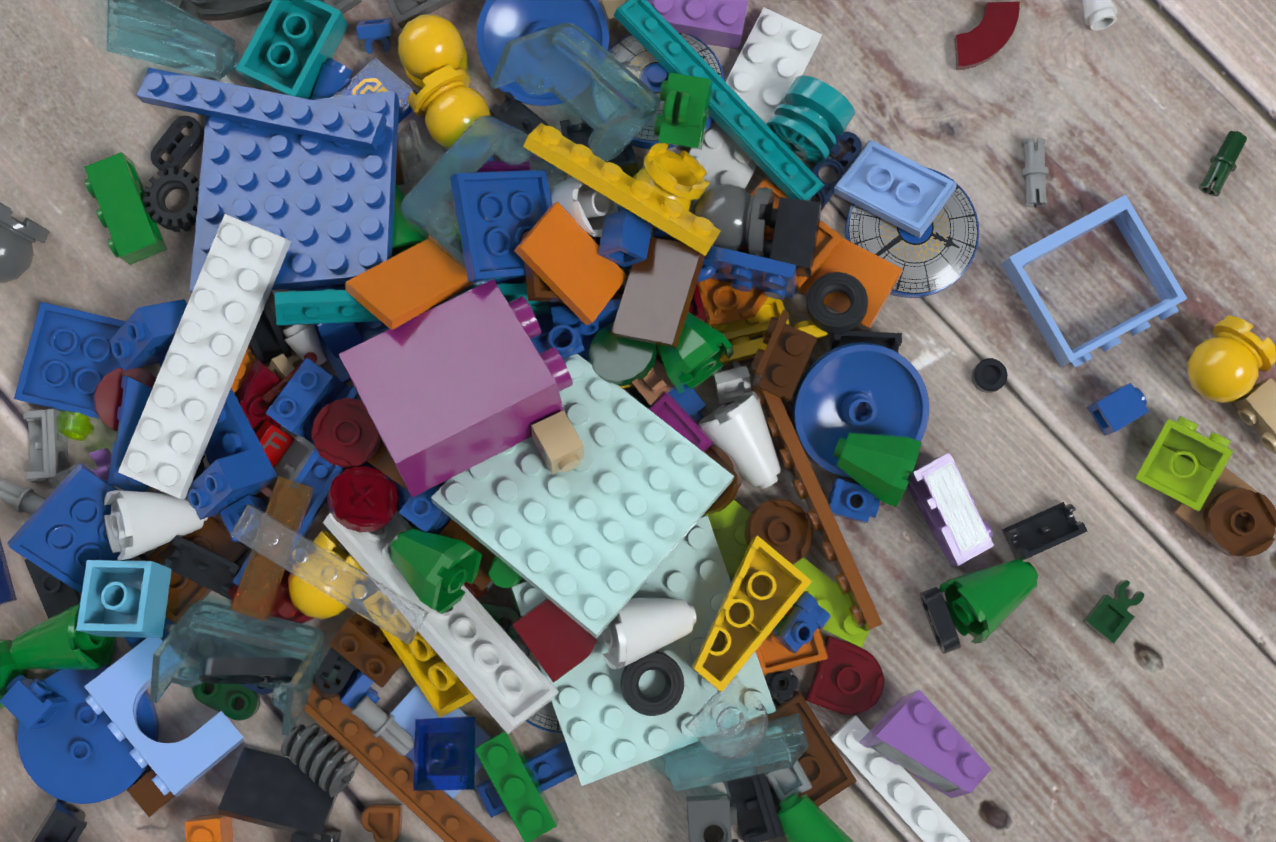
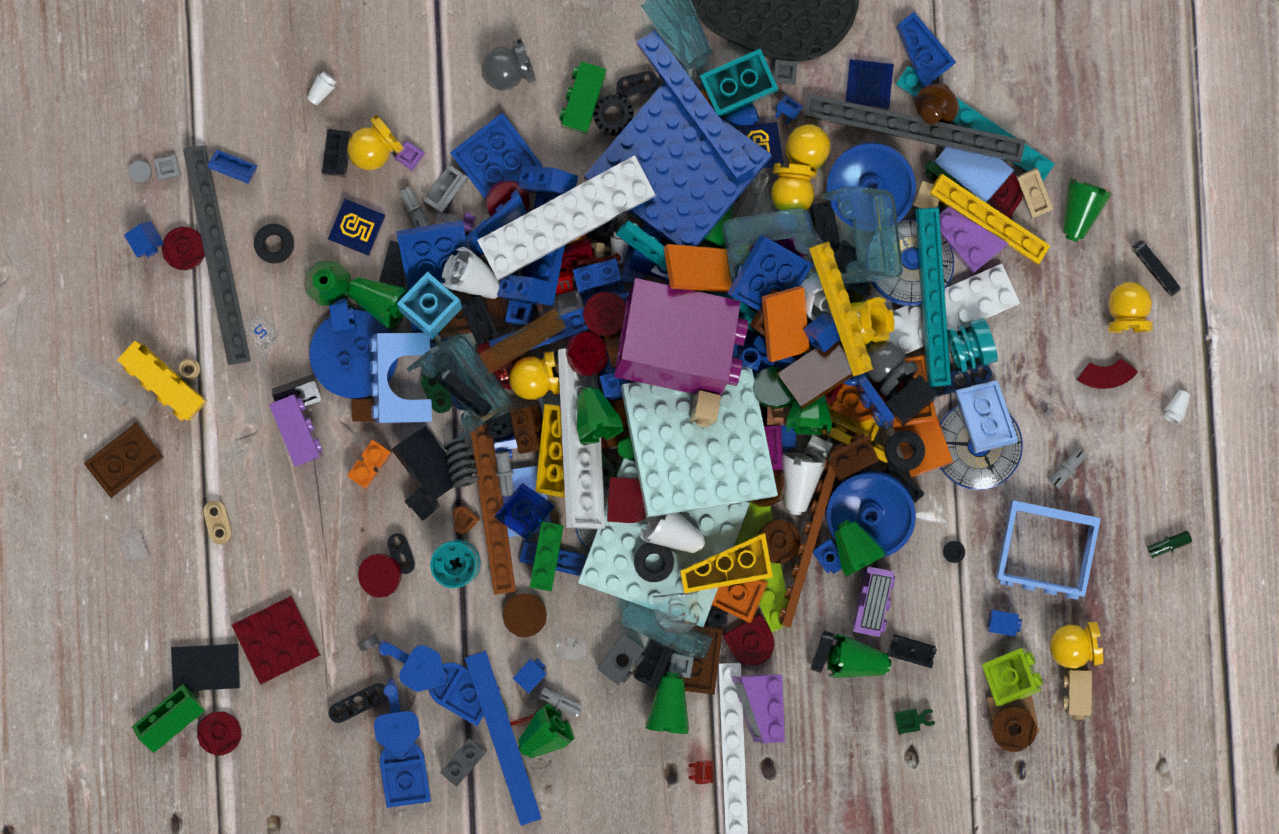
camera: 40 degrees right, 5 degrees up
(76, 426) = (469, 193): clear neon green plate -> none
(329, 574) = (542, 378): clear tile -> none
(683, 110) = (908, 291): green brick -> none
(801, 623) = (750, 594): blue plate -> none

